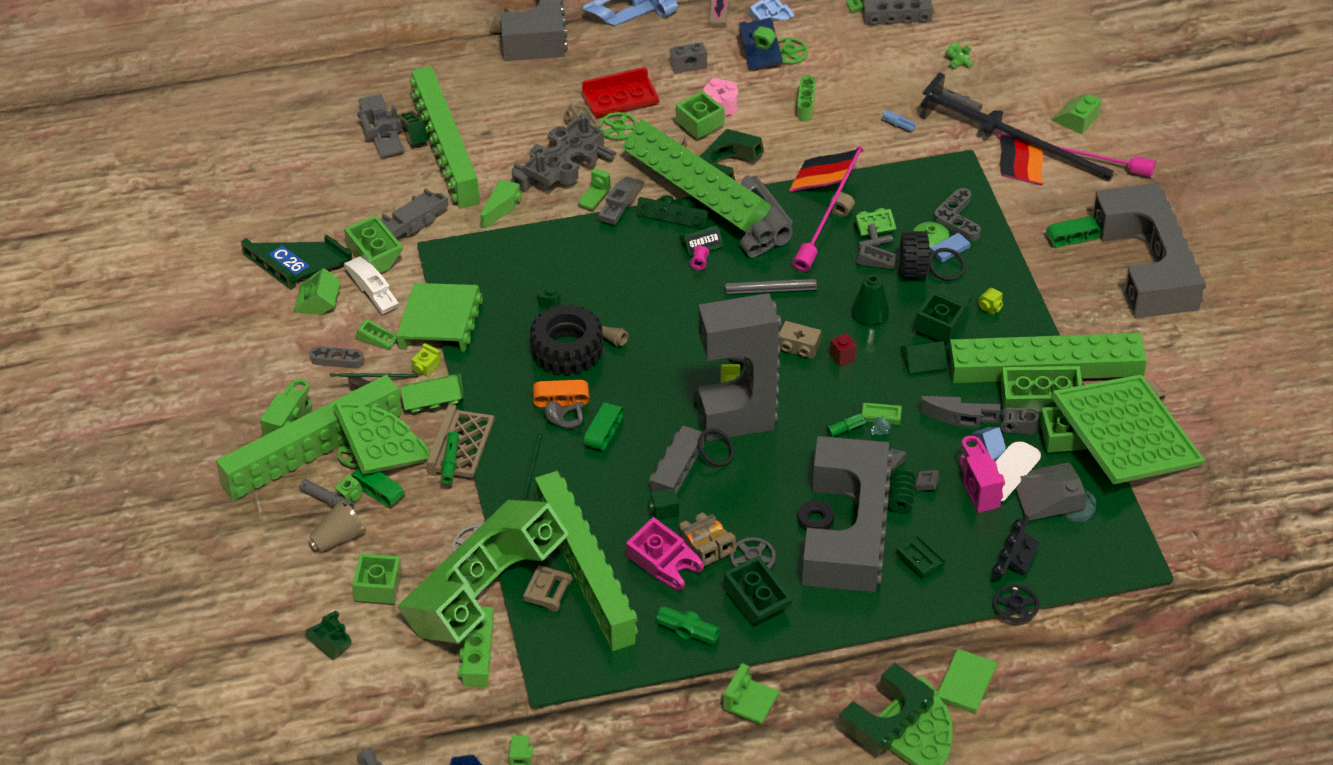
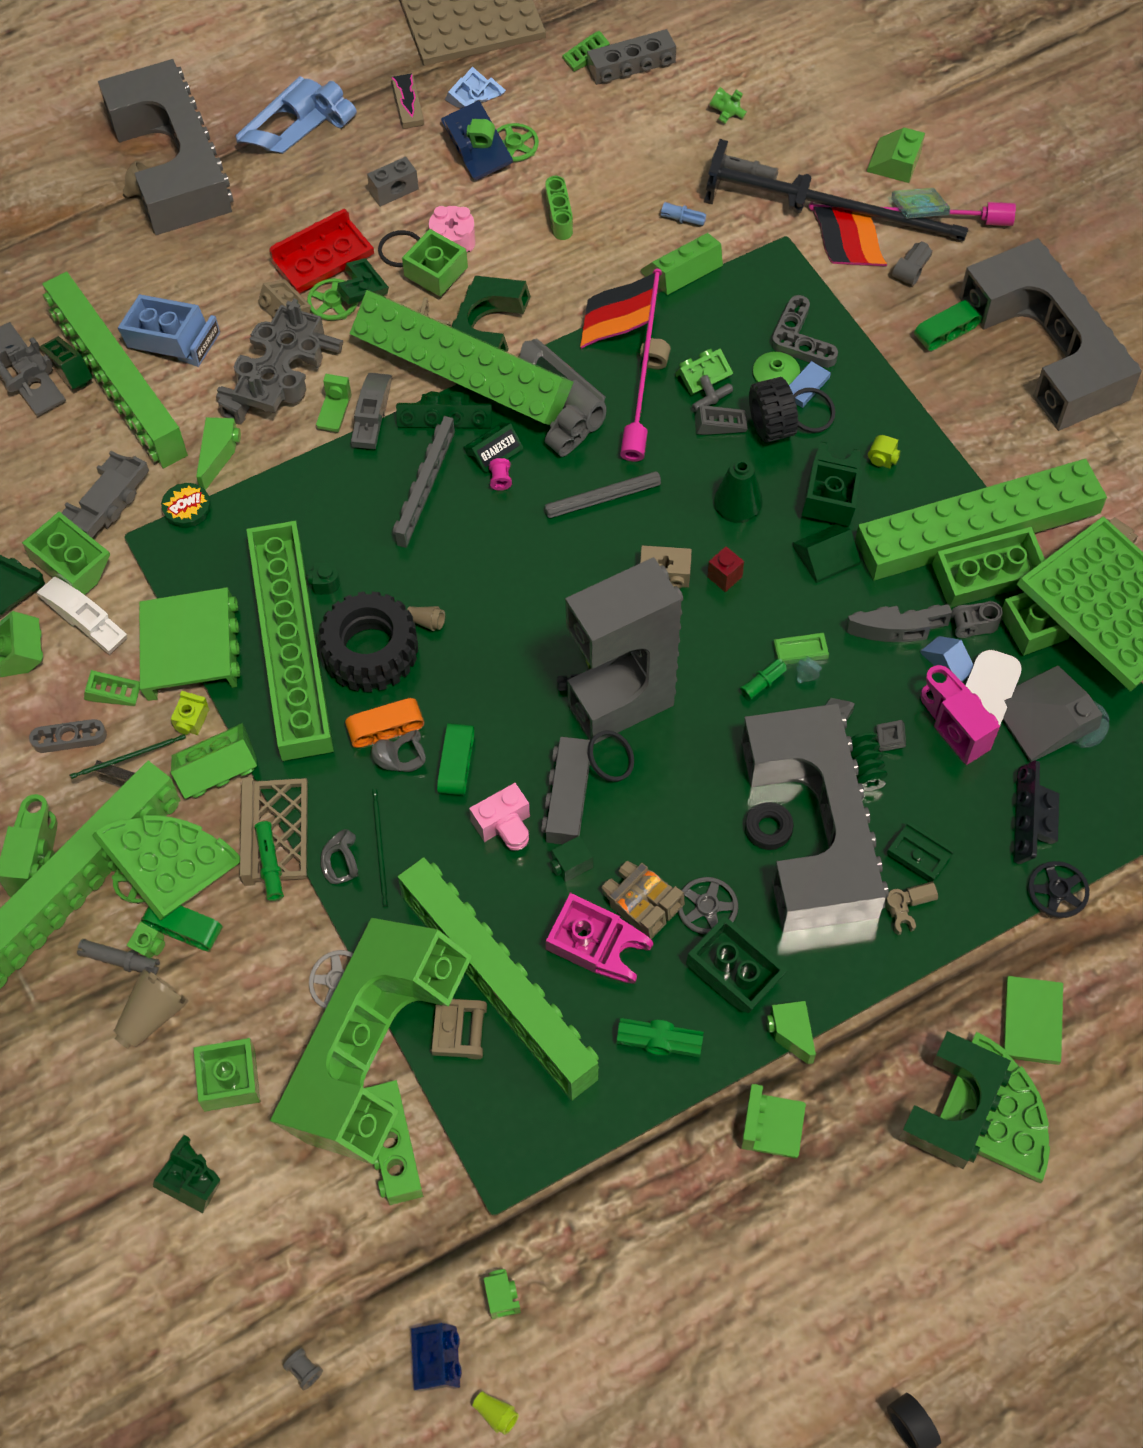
camera: 15 degrees left, 15 degrees up
(467, 232) = (186, 505): none -> tile
(488, 116) = (162, 326): none -> medium blue brick
(501, 460) = (339, 842): none -> dark grey piece
(510, 328) = (289, 641): none -> bright green brick
(512, 133) = (203, 342): none -> medium blue panel
(624, 466) = (503, 816): none -> bright pink brick
(642, 251) = (421, 488): none -> dark grey plate
(643, 111) = (363, 278): none -> dark green plate
(673, 94) = (386, 237): none -> black piece
(784, 640) = (792, 1029): none -> bright green slope
(887, 151) = (687, 263): none -> bright green slope
(893, 582) = (898, 901): none -> dark tan bar
(1059, 189) = (910, 267): none -> dark grey piece
(1083, 147) = (920, 203): none -> clear light blue tile

